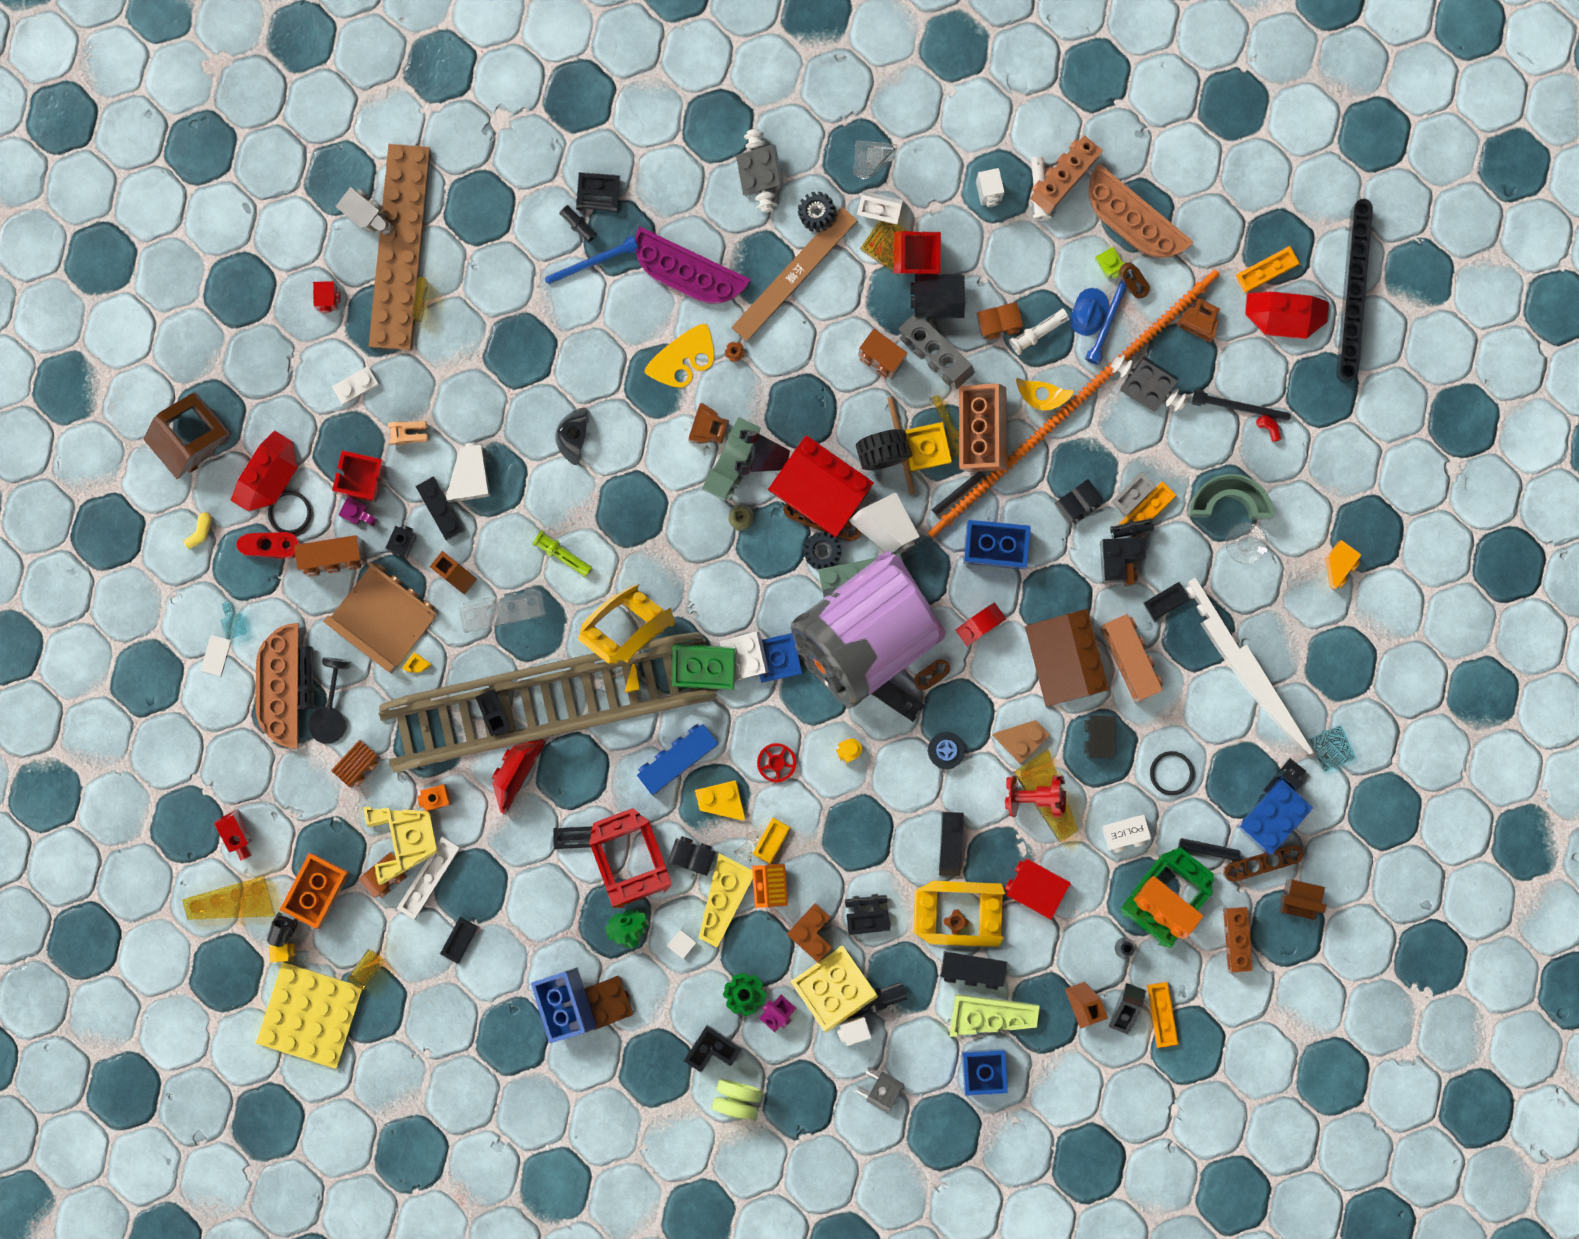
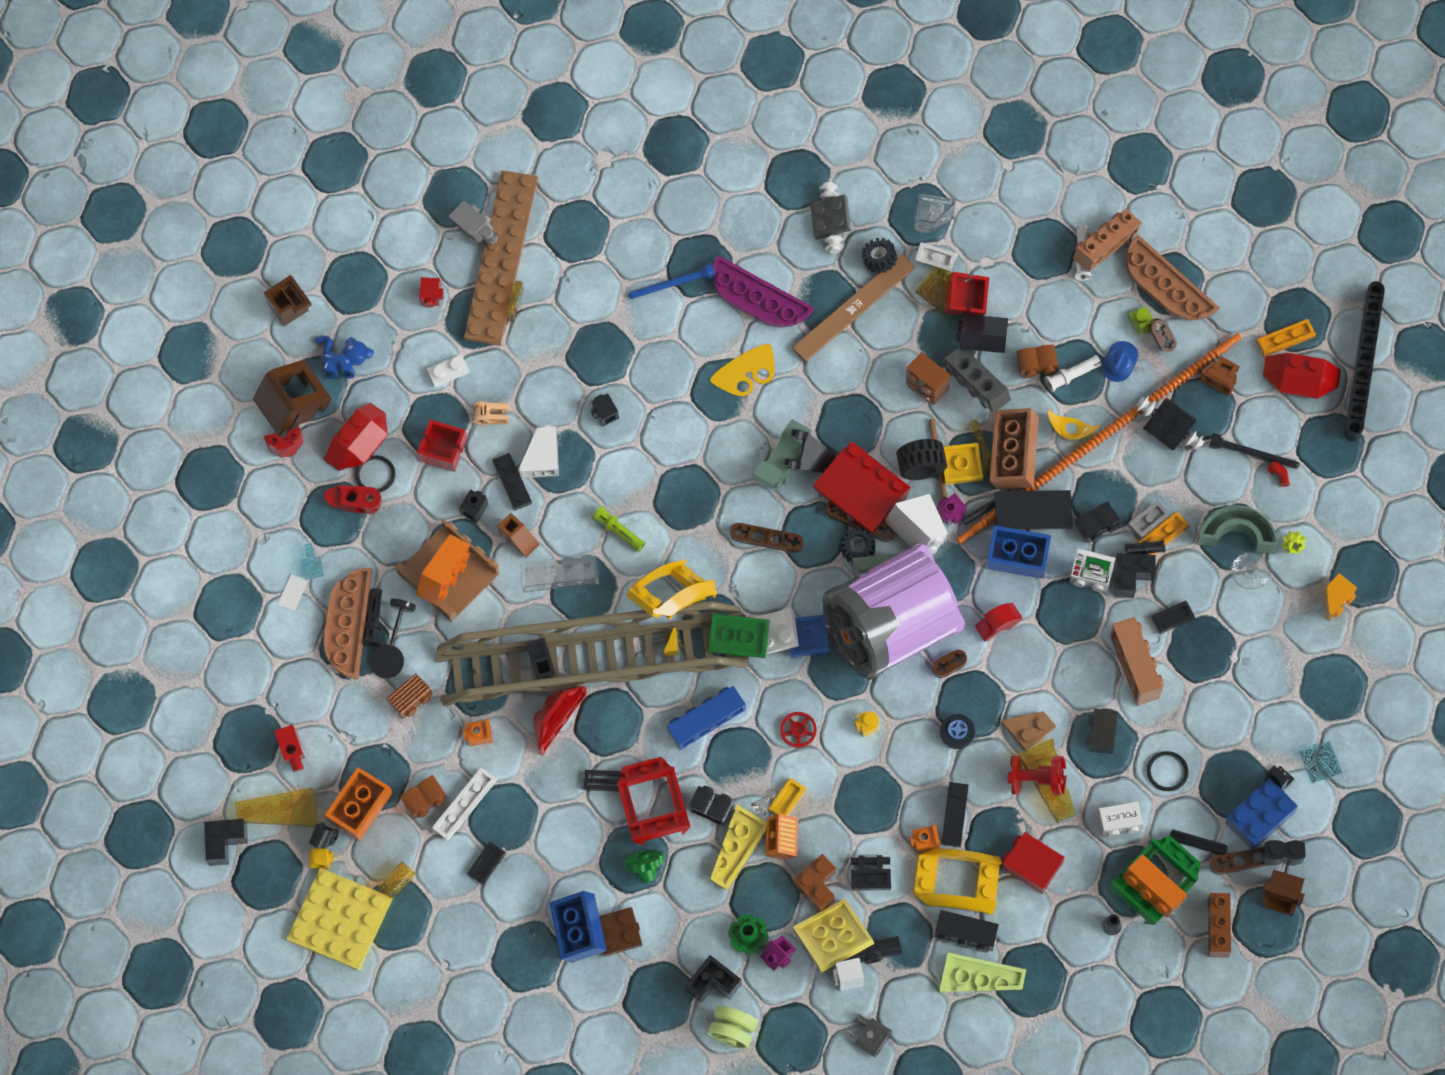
camera: 10 degrees right, 15 degrees down
(167, 320) = (287, 300): none -> reddish brown plate
(169, 940) = (220, 835): none -> black brick
(189, 489) = (286, 445): none -> red cylinder
(202, 531) = (294, 483): light yellow arm -> none
(247, 377) = (353, 354): none -> blue animal
(330, 555) = (408, 510): dark orange brick -> none
(355, 511) = (435, 477): magenta plate -> none
(377, 624) = (443, 570): none -> orange brick
(411, 838) = (453, 765): light yellow wing -> none
(416, 664) = (475, 614): yellow tile -> none
(531, 417) = (604, 409): none -> black brick
(571, 448) = (636, 437): black piece -> none
(577, 223) = (663, 249): black pin -> none
(598, 185) = (684, 219): black plate -> none
(681, 944) = (693, 885): white tile -> none
(703, 426) = (759, 428): dark orange piece -> none
(721, 800) = (743, 758): yellow wing -> none
(723, 547) = (766, 539): none -> reddish brown beam
(734, 357) = (793, 373): dark orange plate -> none
(736, 522) = (786, 517): olive plate -> none
(897, 698) = (913, 681): black plate -> none
(925, 497) = (951, 509): none -> magenta brick
(929, 869) = (925, 845): none -> orange brick
(962, 922) = (954, 881): dark orange plate -> none
(984, 1072) = (969, 1024): blue brick -> none
(990, 187) = (1037, 245): white brick -> none
(1008, 494) = (1034, 509): none -> black tile
(1066, 658) = (1076, 658): reddish brown slope -> none
(1077, 560) = (1092, 570): none -> white slope
(1086, 1005) = (1071, 973): dark orange slope -> none
(1095, 354) = (1122, 397): blue piece -> none
(1127, 1008) = (1109, 980): black slope -> none
(1131, 575) = (1141, 590): reddish brown plate -> none
(1162, 1014) = (1143, 990): light orange tile -> none
(1246, 667) = (1243, 681): white slope -> none
(1290, 507) = (1298, 541): none -> neon yellow gear
(1307, 857) = (1277, 852): none -> black brick

